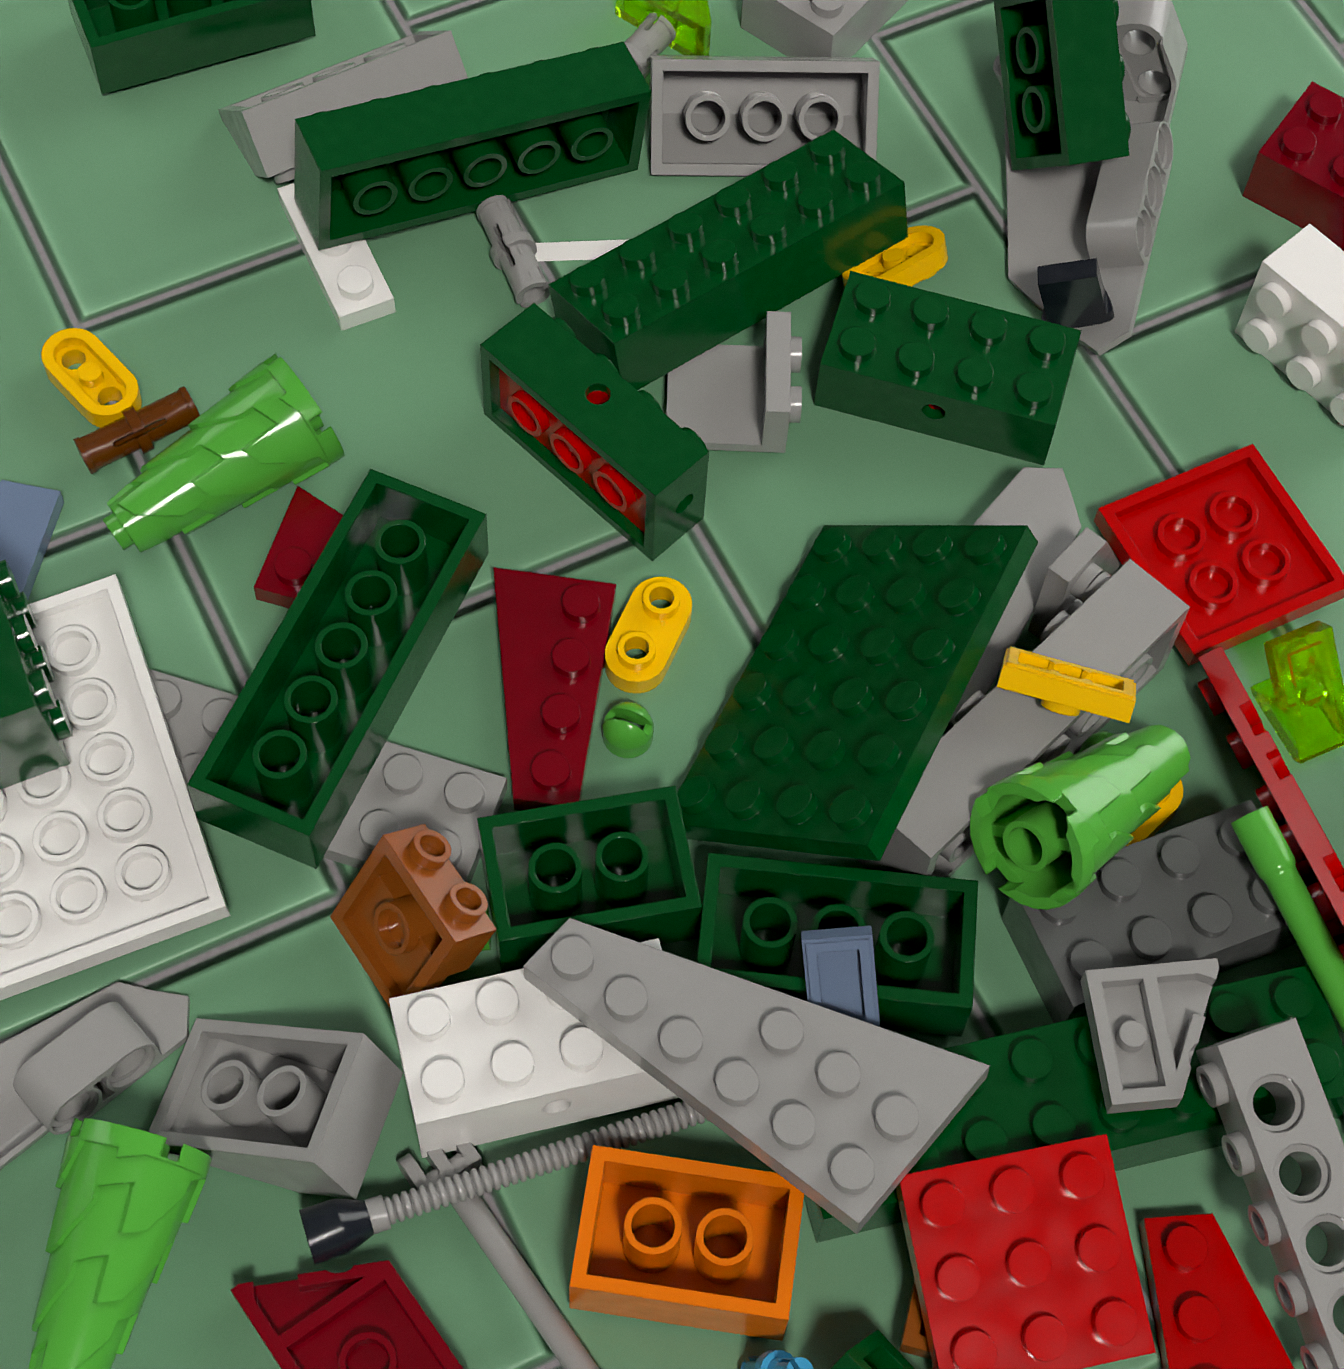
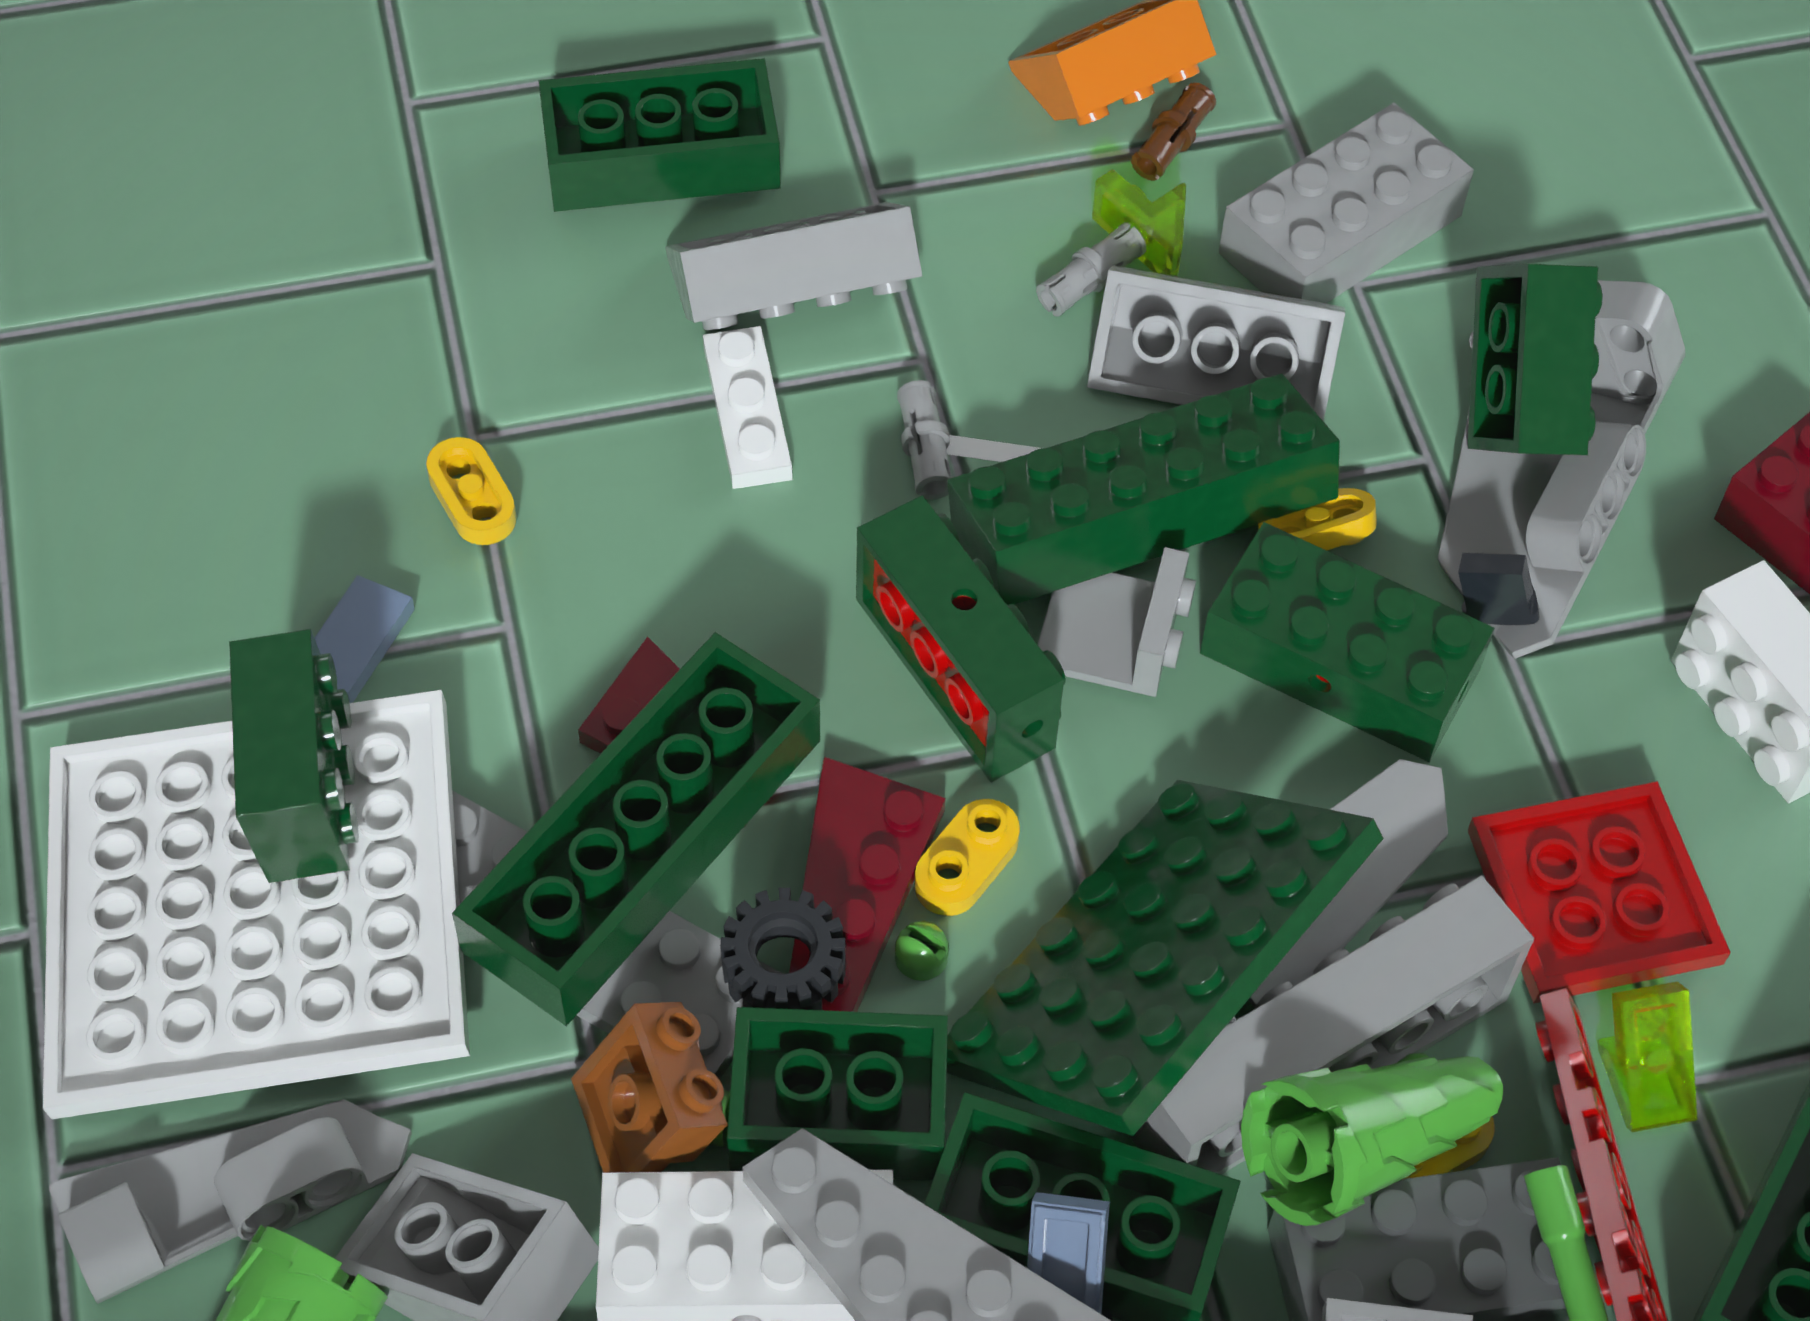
camera: 15 degrees right, 5 degrees down
(139, 429) = (461, 560): reddish brown pin -> none
(229, 457) = (587, 594): bright green cone -> none
(469, 140) = (903, 321): dark green brick -> none
(505, 726) = (776, 920): none -> black tyre
(1067, 686) = (1376, 994): yellow plate -> none
(1070, 577) = (1420, 877): light grey wing -> none

